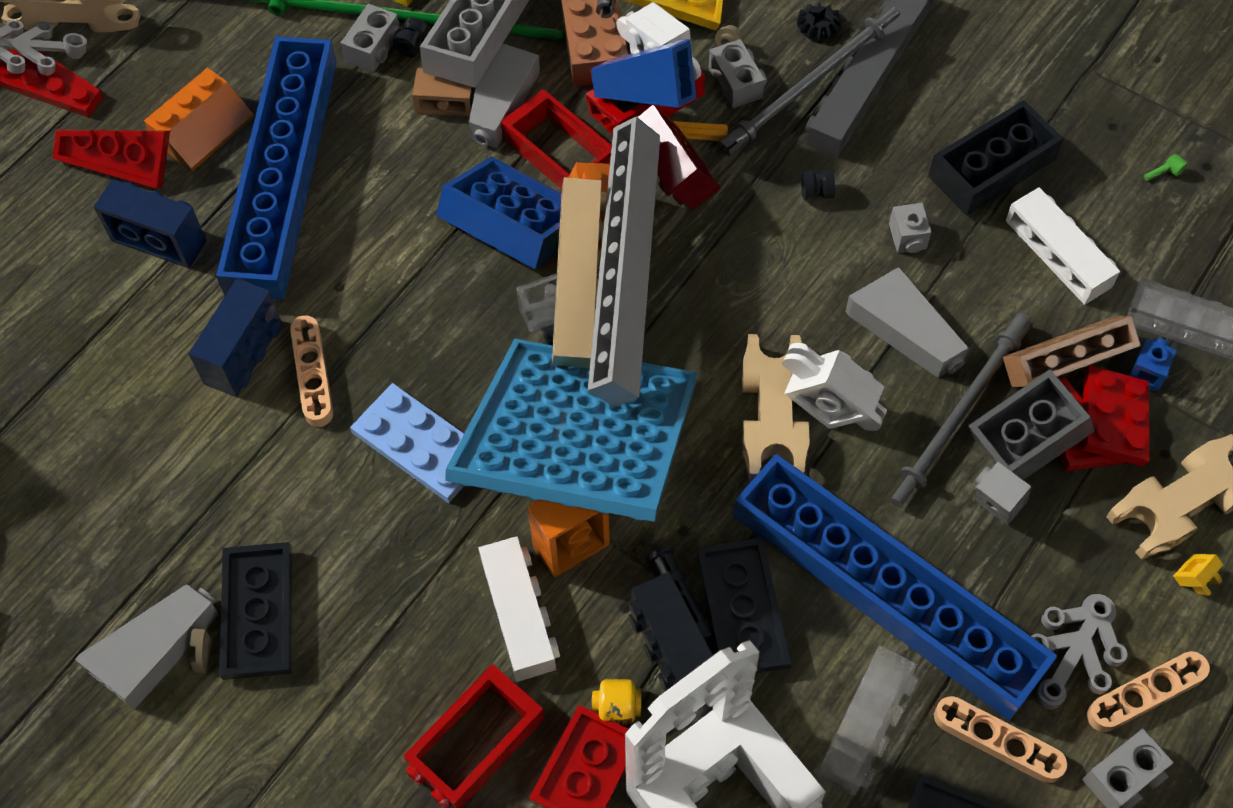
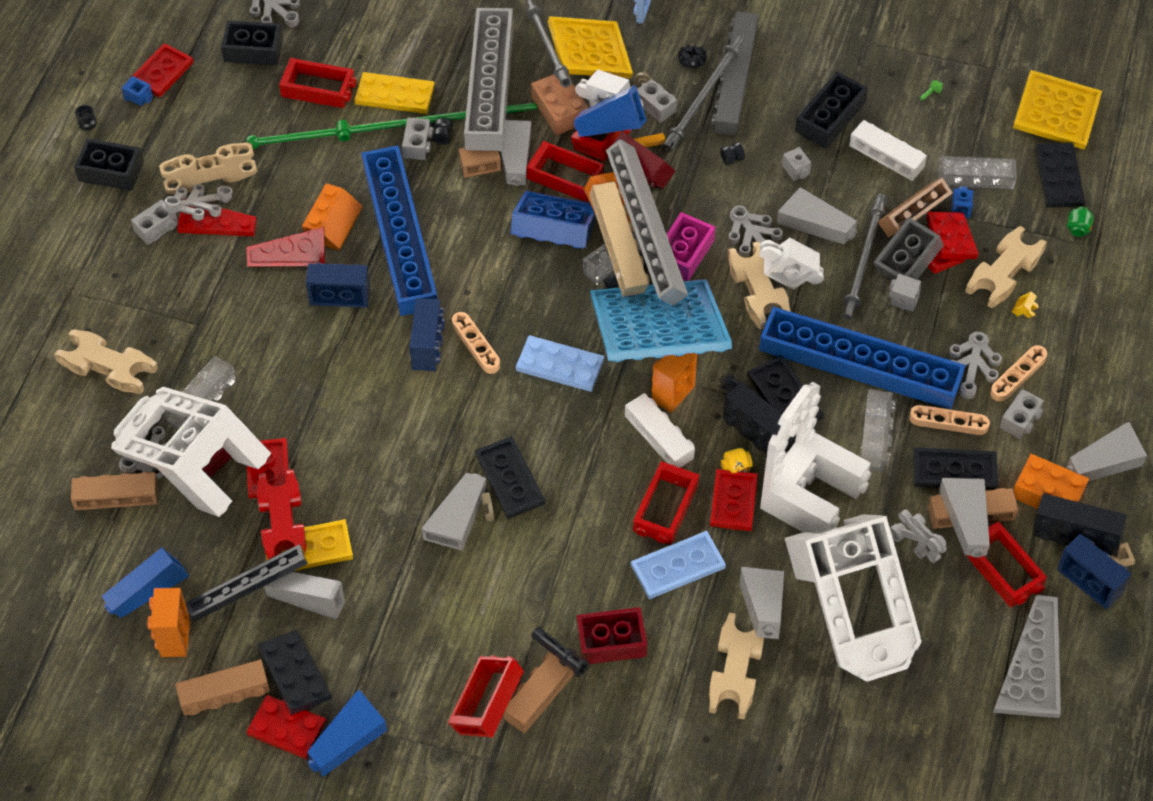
camera: 20 degrees left, 5 degrees down
(686, 310) = (690, 242): none -> dark pink brick
(800, 313) = (739, 216): none -> light grey plant

